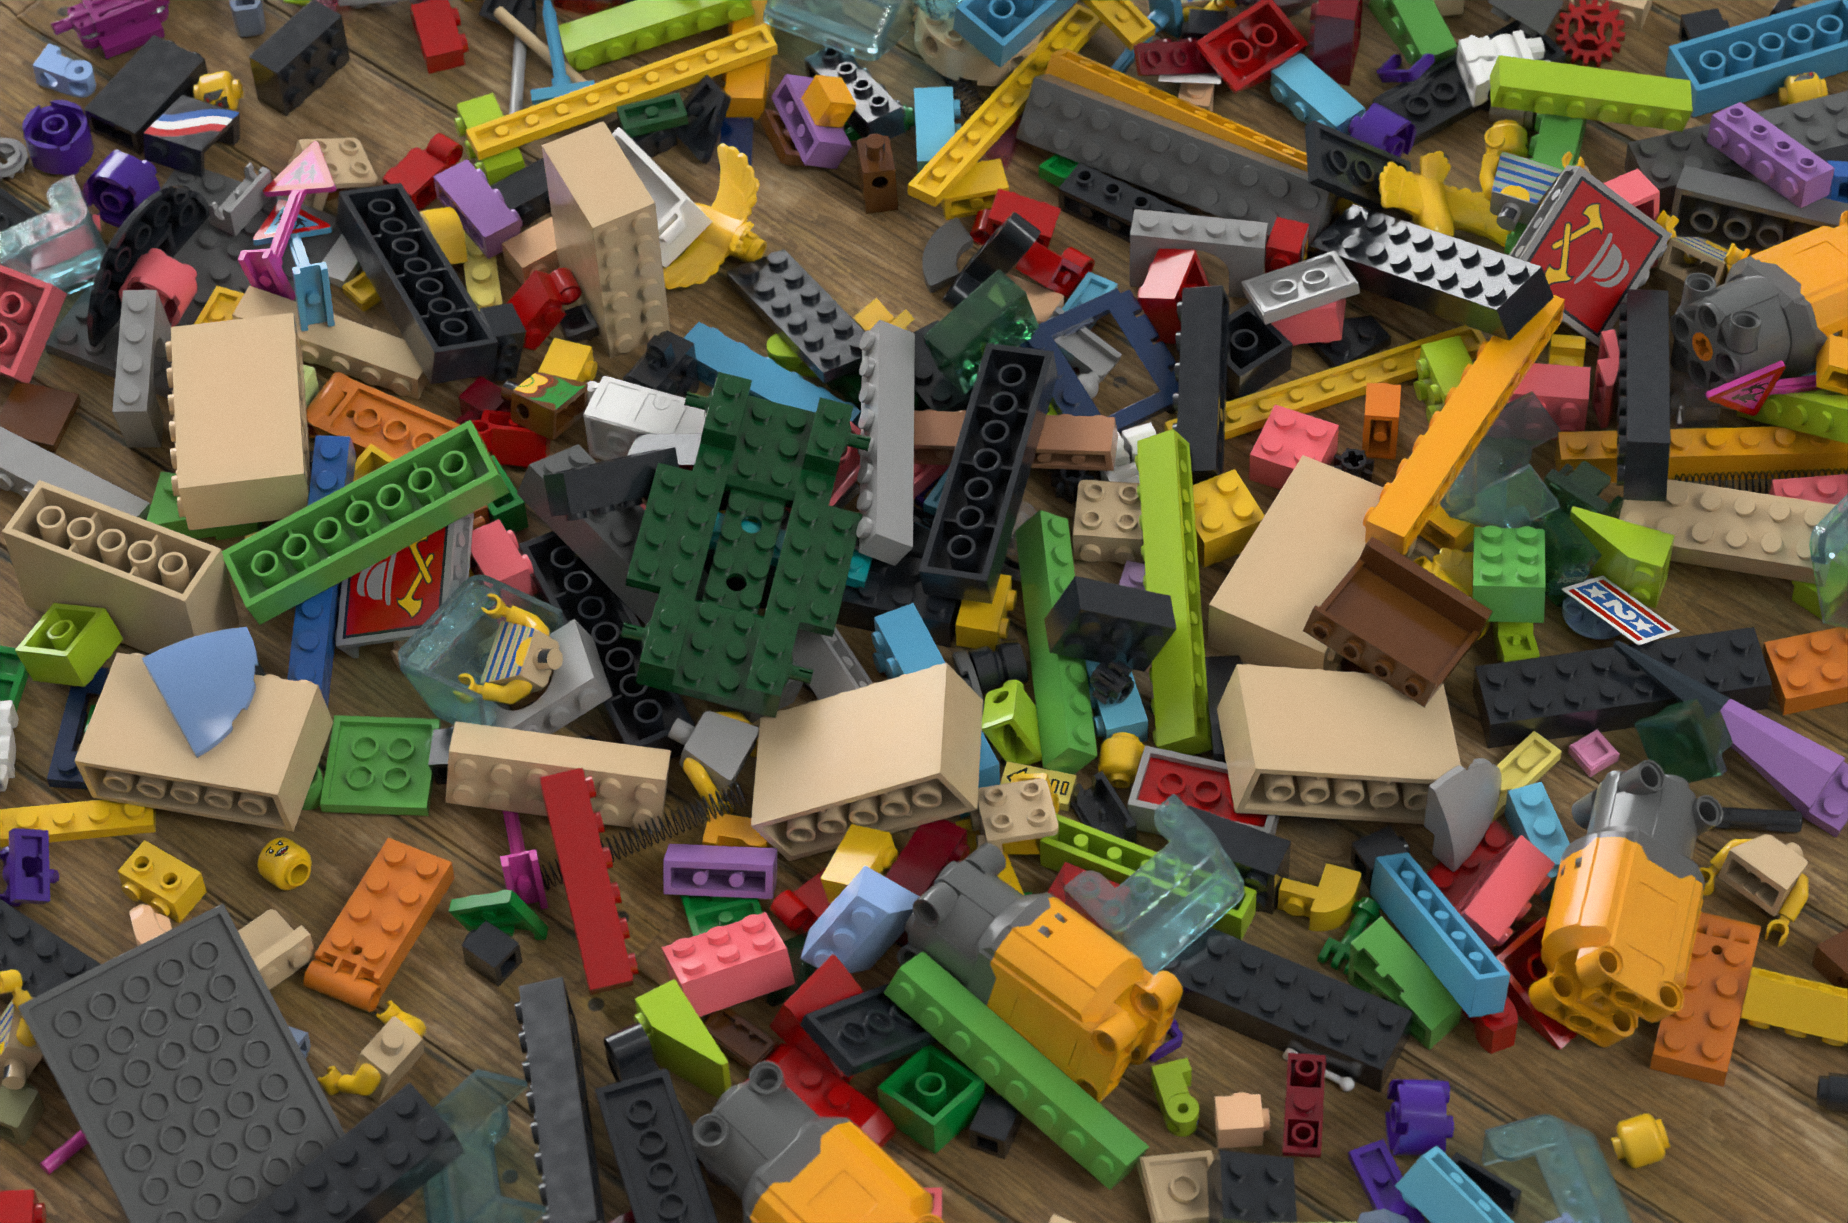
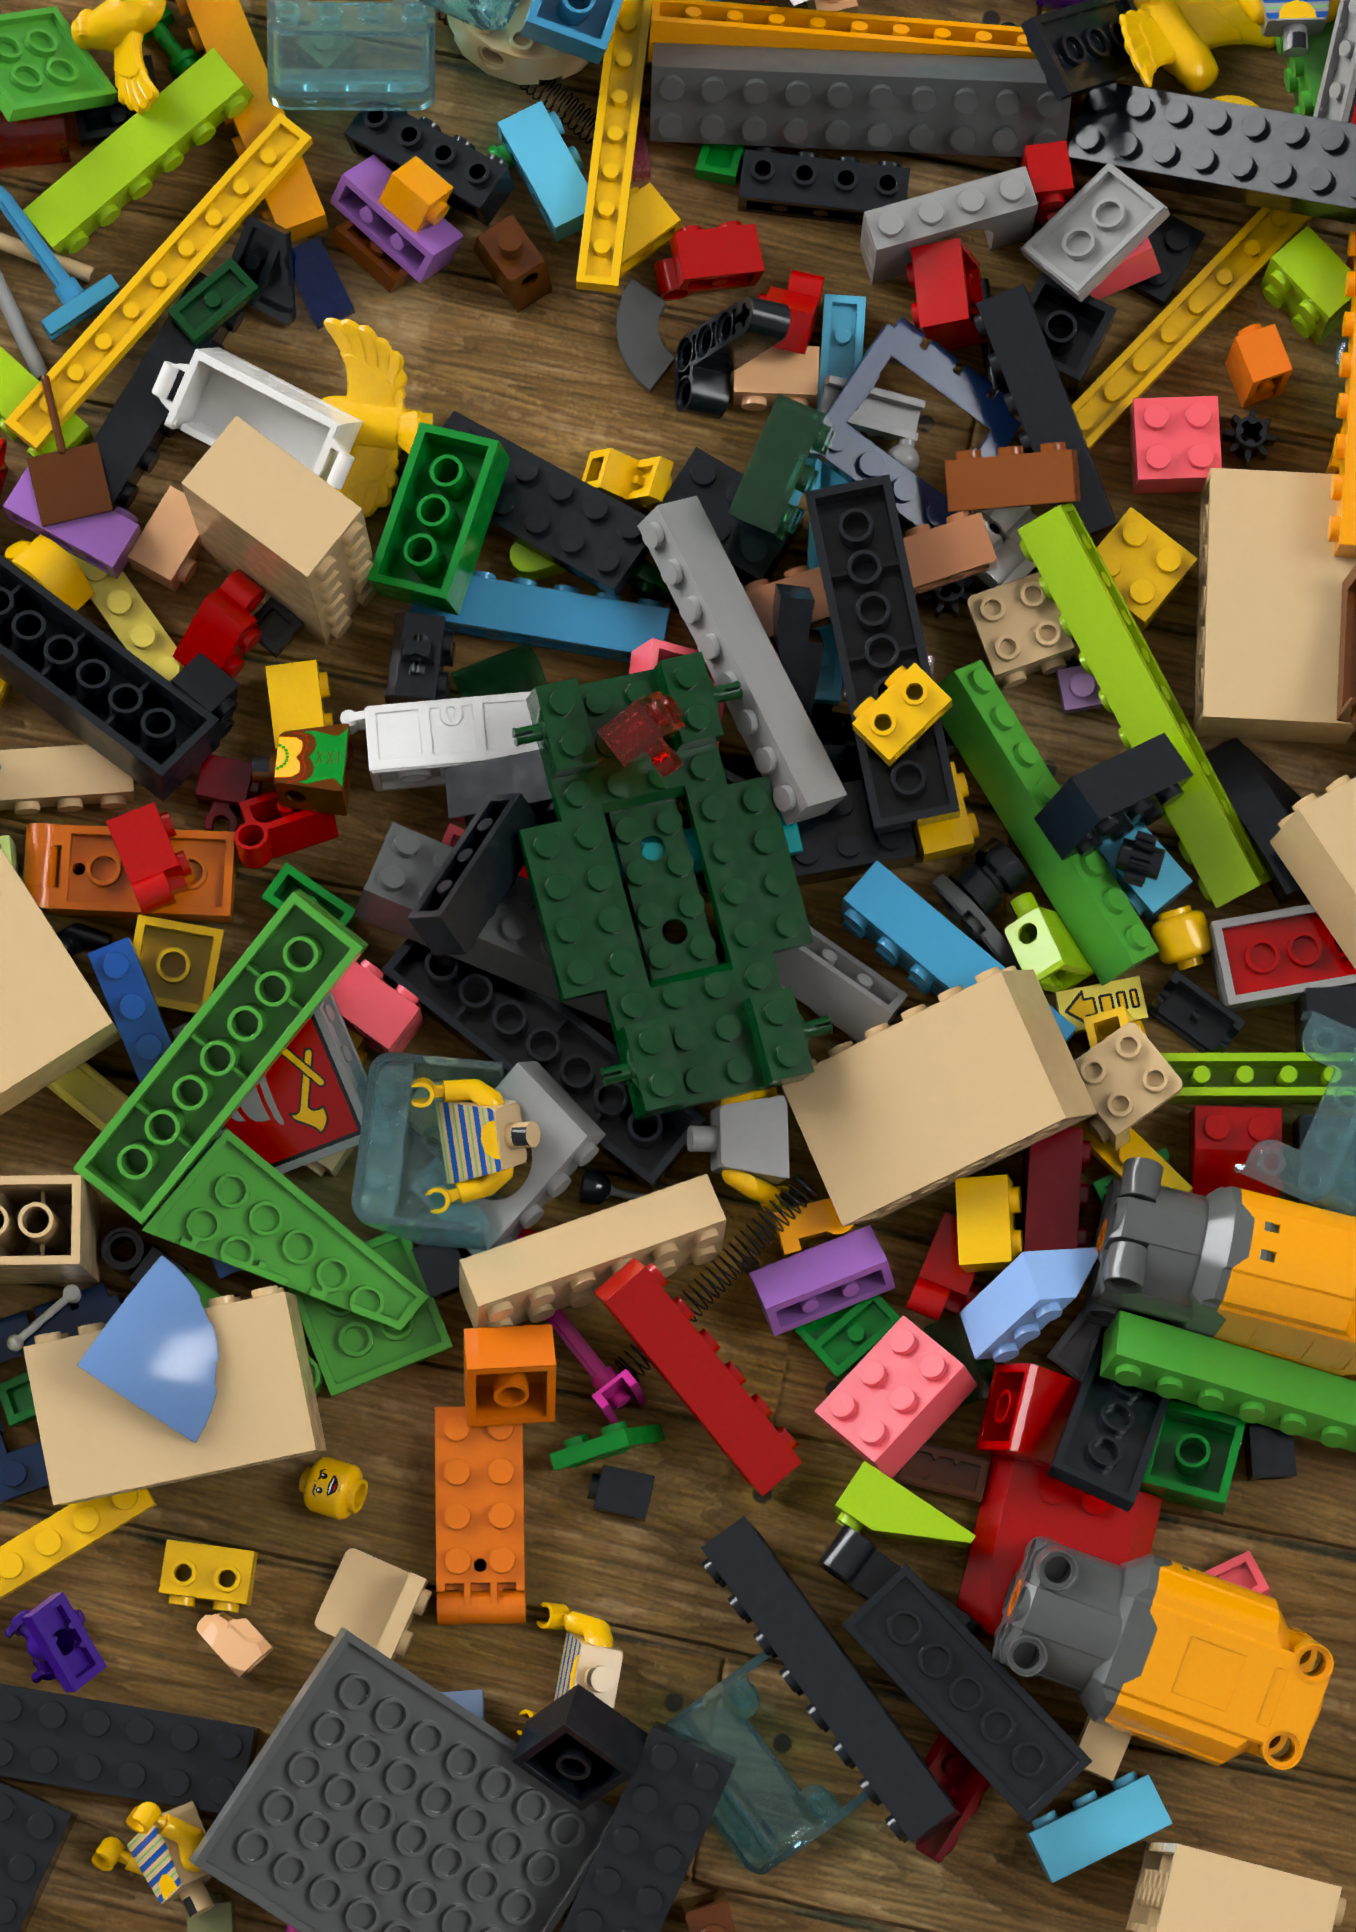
camera: 30 degrees left, 25 degrees up
(329, 645) = (261, 1222): none -> bright green wing
(348, 1078) = (580, 1747): none -> black brick
(400, 412) = (149, 857): none -> red hinge
(450, 825) = (509, 1375): none -> orange brick
(488, 177) = (68, 481): none -> reddish brown piece
(726, 286) = (439, 518): none -> green brick
(778, 421) = (643, 732): none -> clear red brick
(931, 455) = (795, 643): none -> black slope
(975, 497) = (900, 713): none -> yellow brick
(1152, 408) = (1012, 478): none -> dark orange brick

